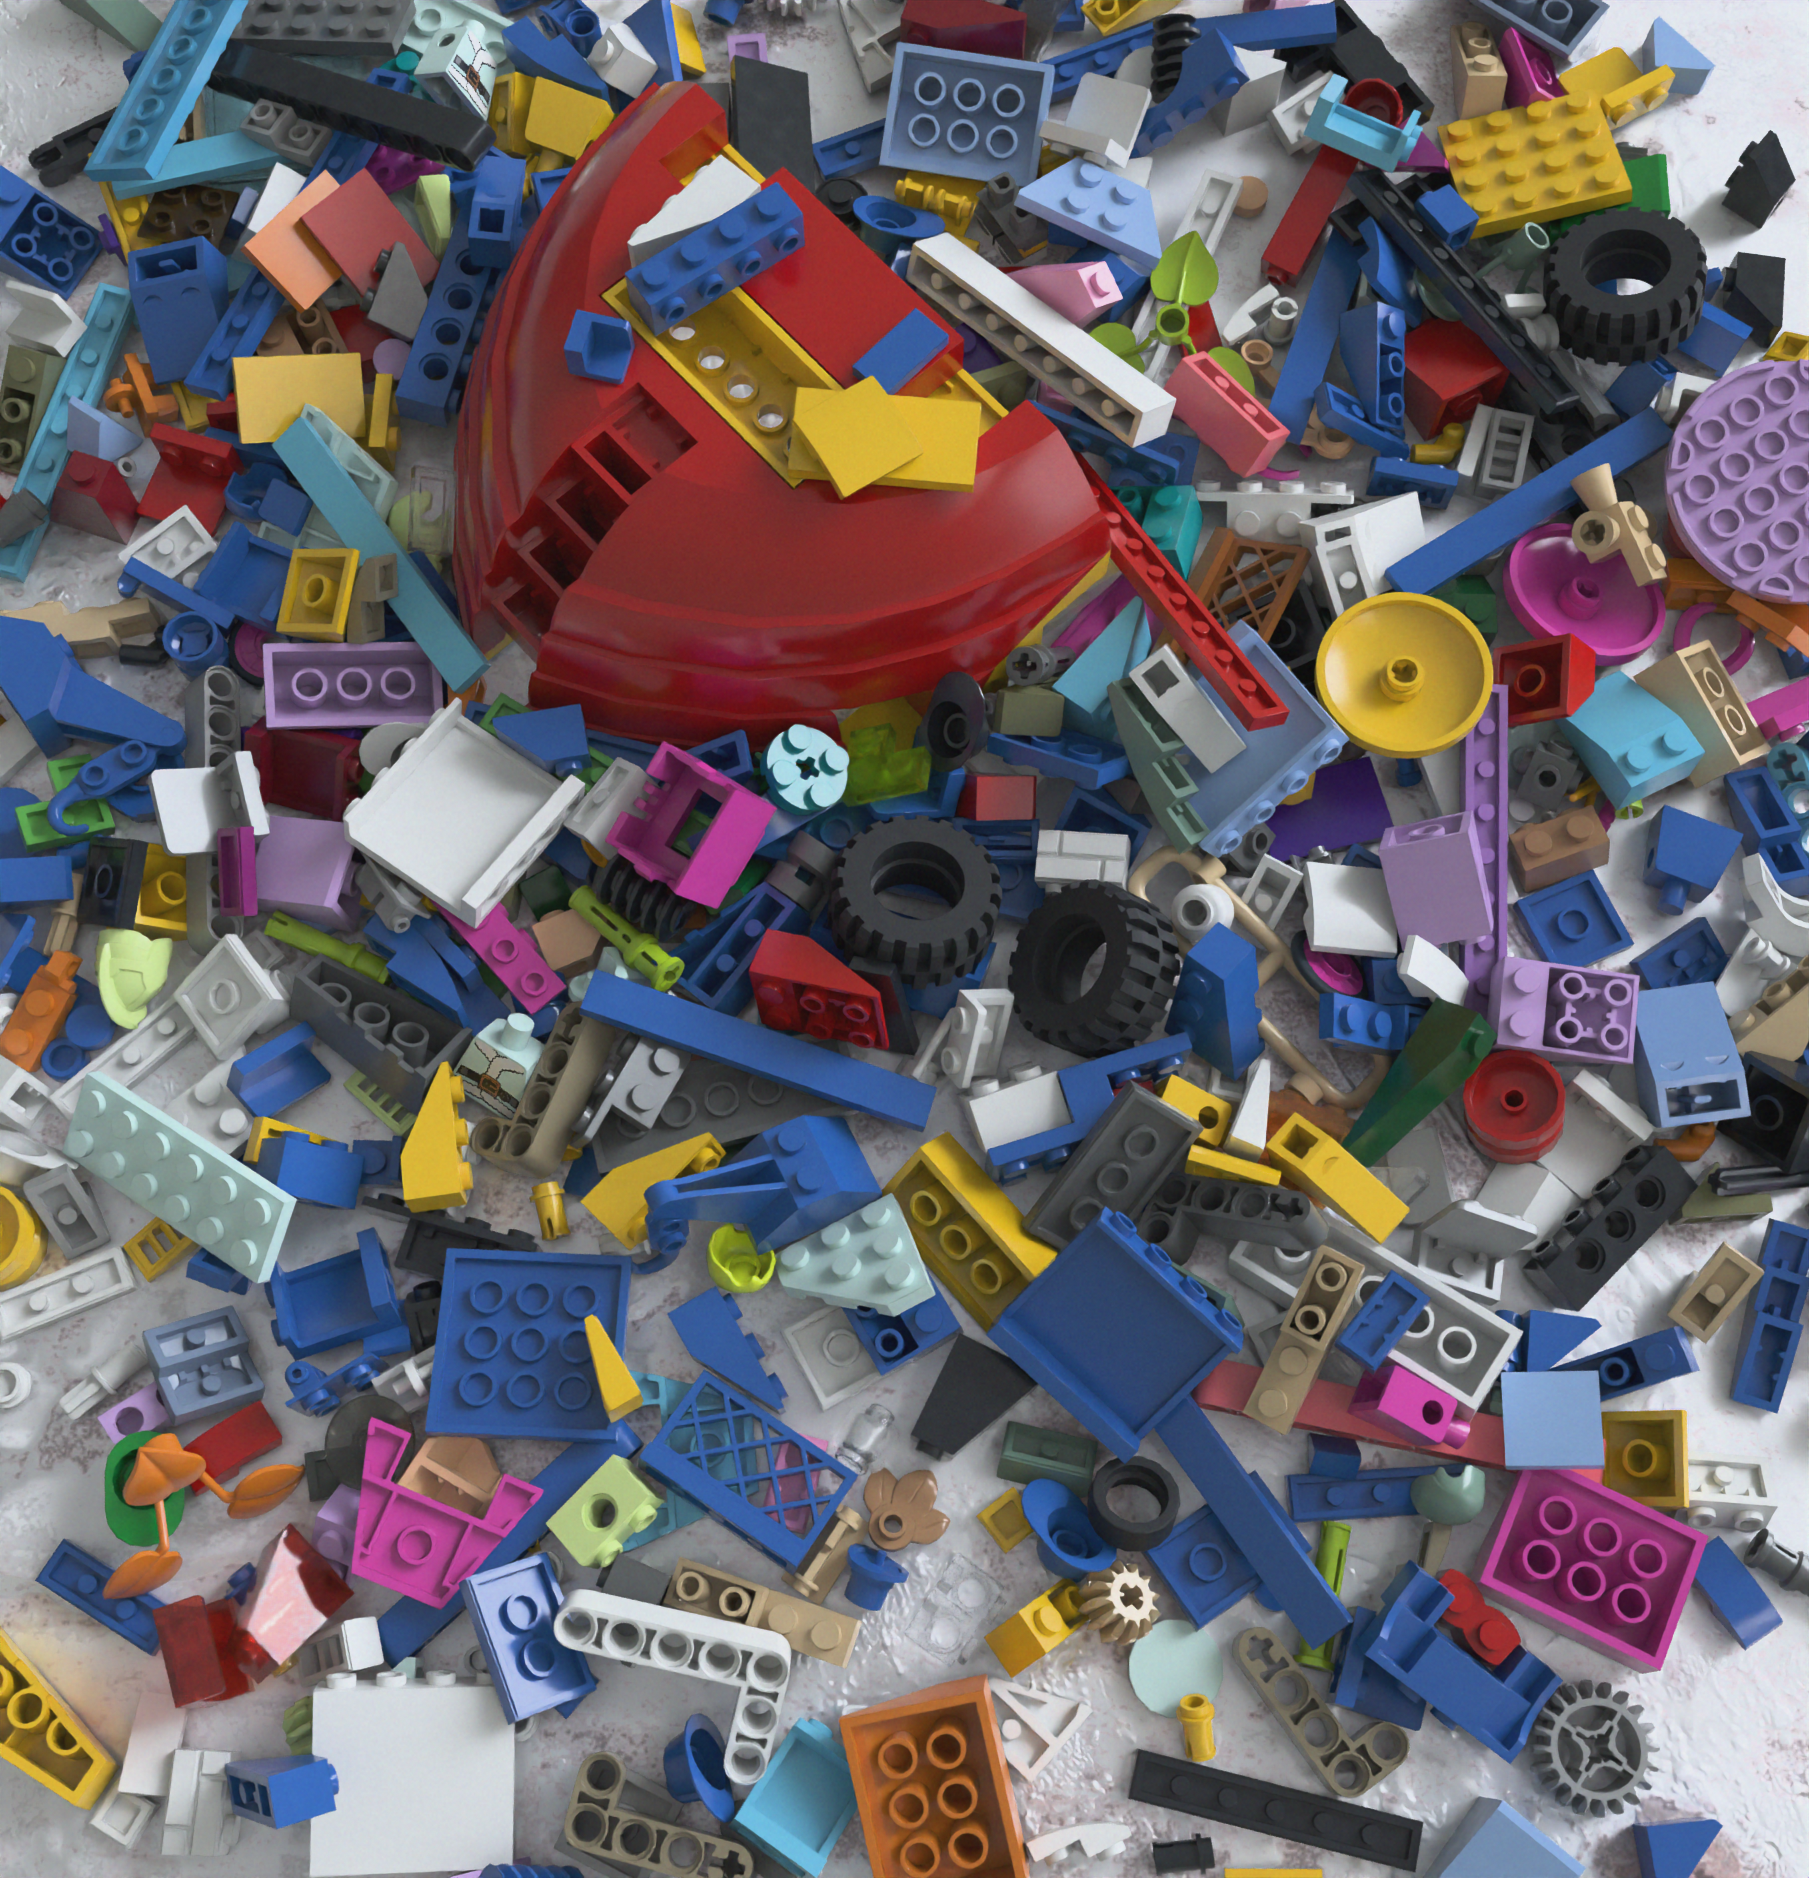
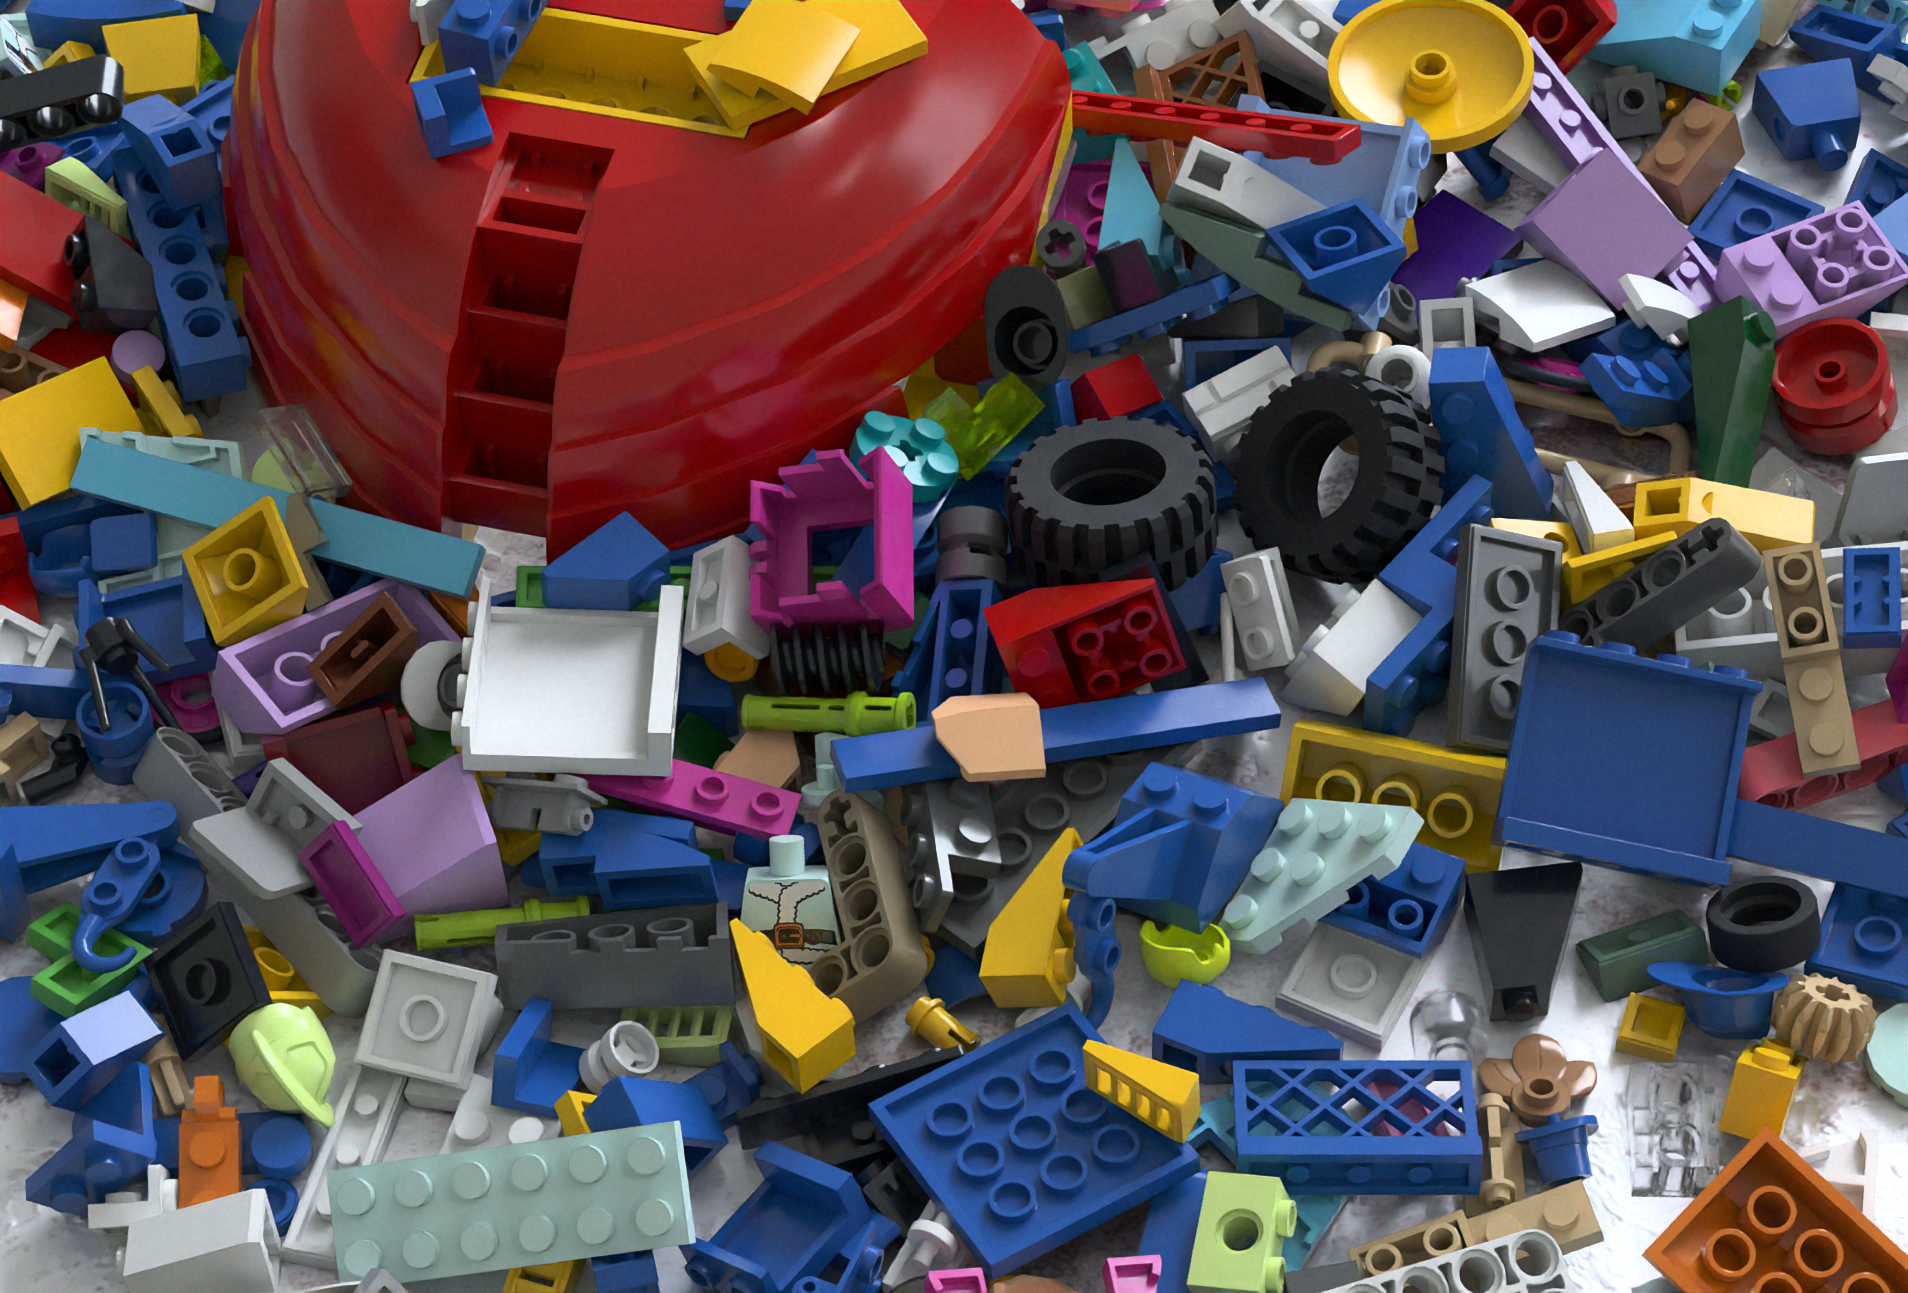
camera: 30 degrees left, 20 degrees down
(216, 594) = (114, 648): none -> black plant
(339, 1106) = (623, 1051): none -> white wheel
(349, 705) = (366, 655): none -> copper slope
(702, 1030) = (992, 735): none -> light nougat slope
(1054, 723) = (1131, 275): none -> black panel
(1212, 796) = (1341, 252): none -> blue slope

